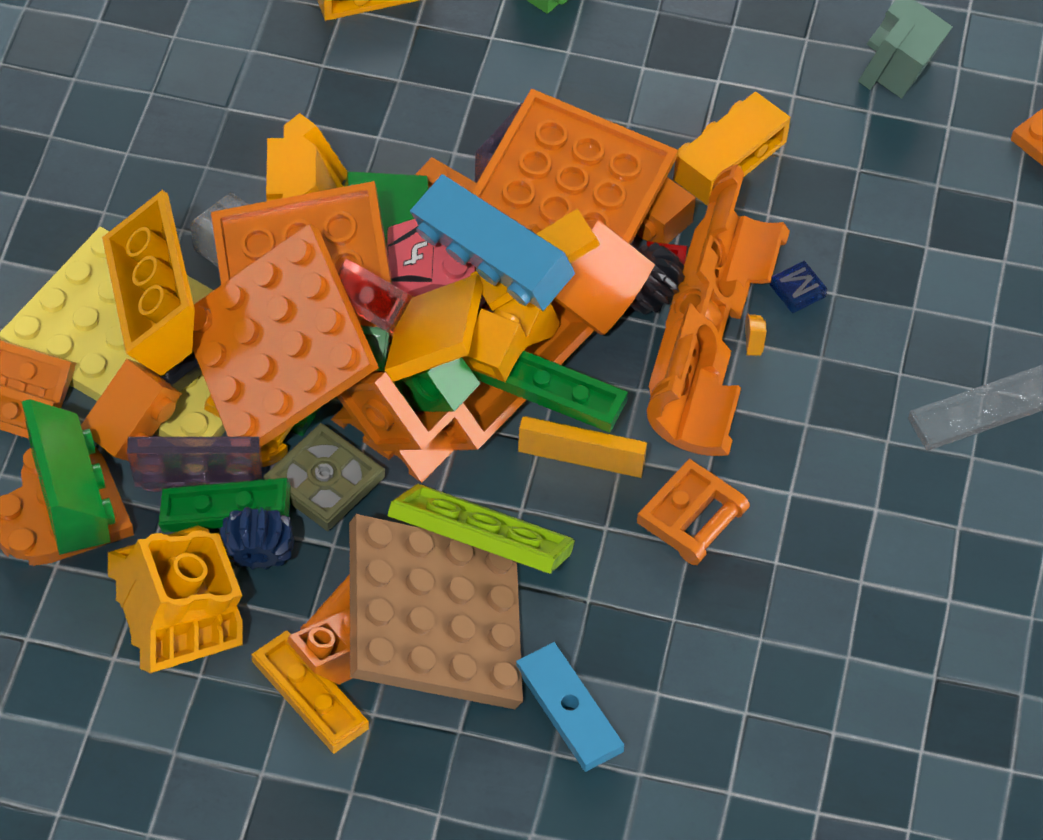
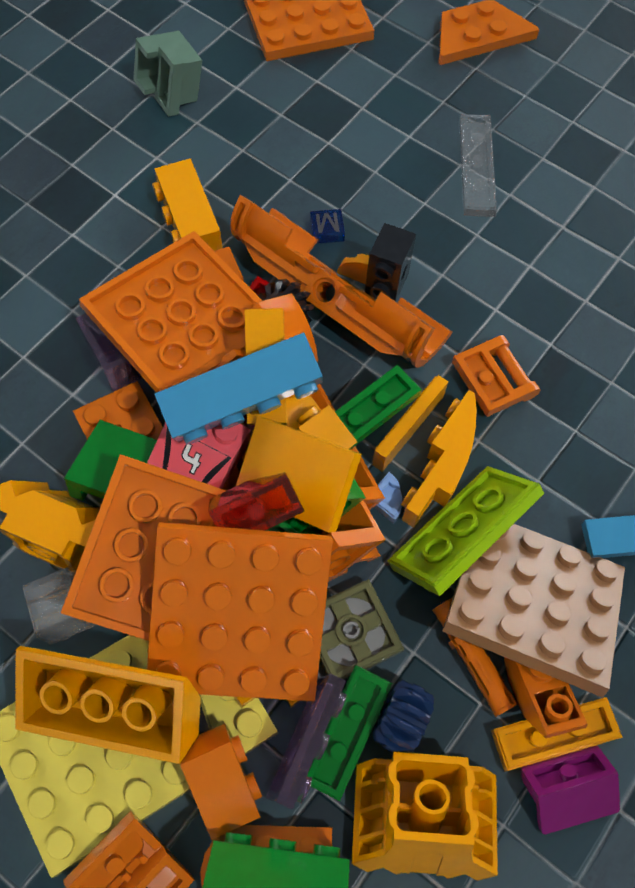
camera: 65 degrees left, 10 degrees up
(257, 714) = (572, 789): none -> magenta panel
(488, 463) = (391, 505): none -> light blue tile
(570, 499) = (448, 459): none -> light orange slope
(762, 350) = (389, 261): none -> black brick

